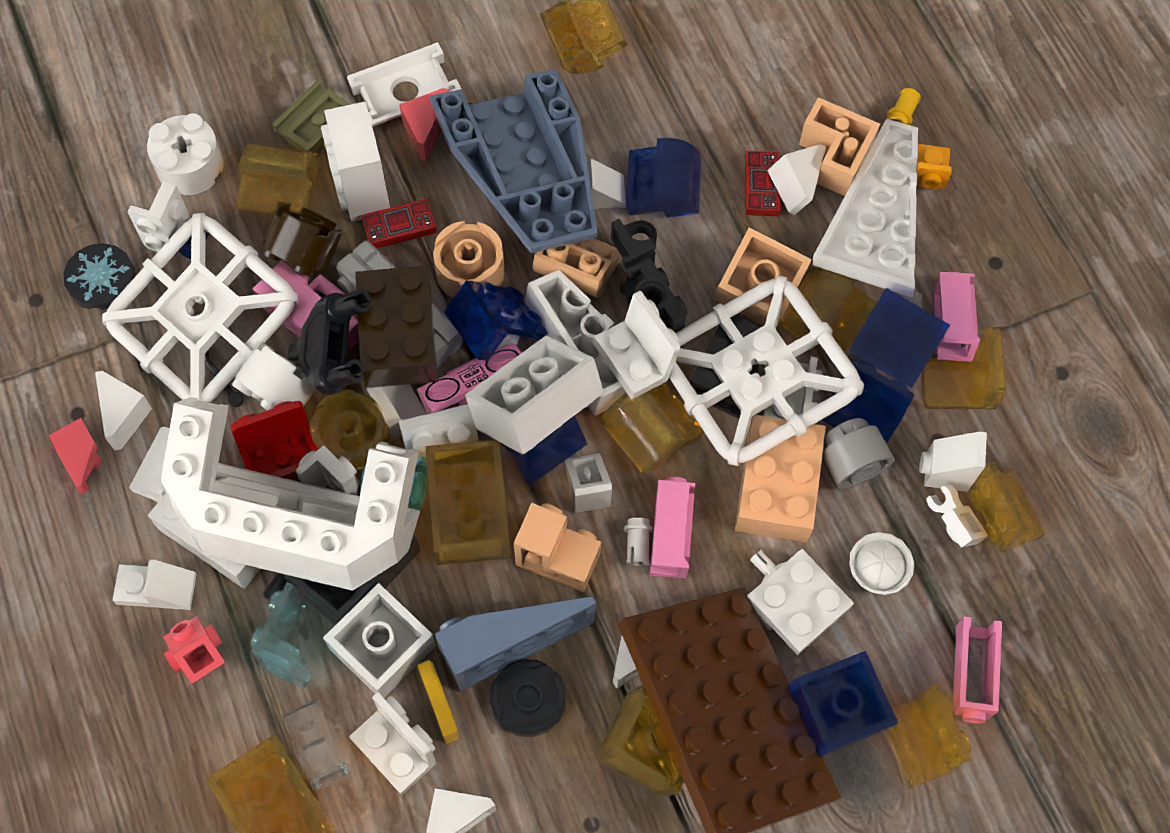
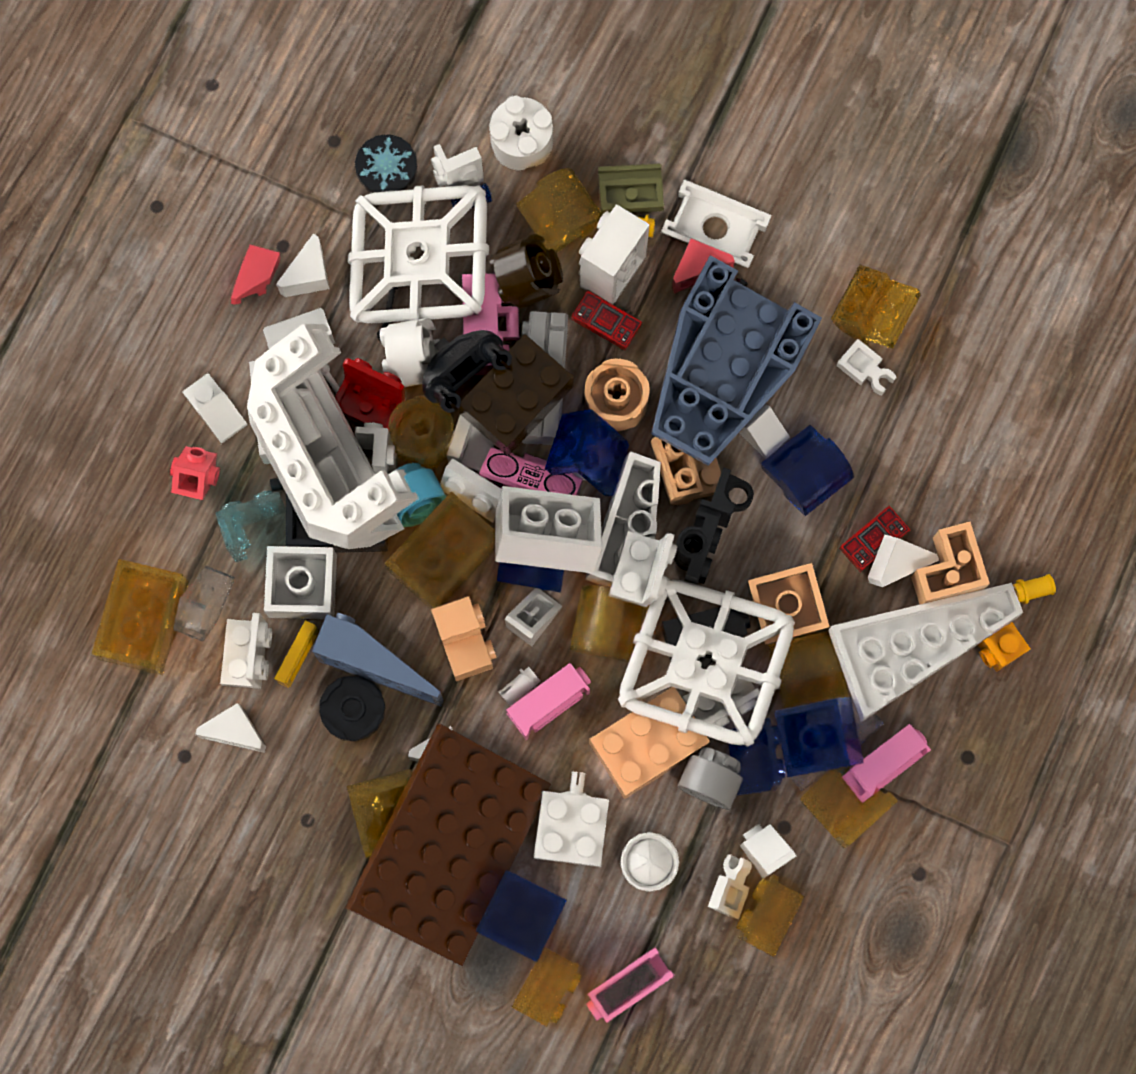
camera: 50 degrees right, 10 degrees up
(617, 78) = (862, 364): none -> white plate

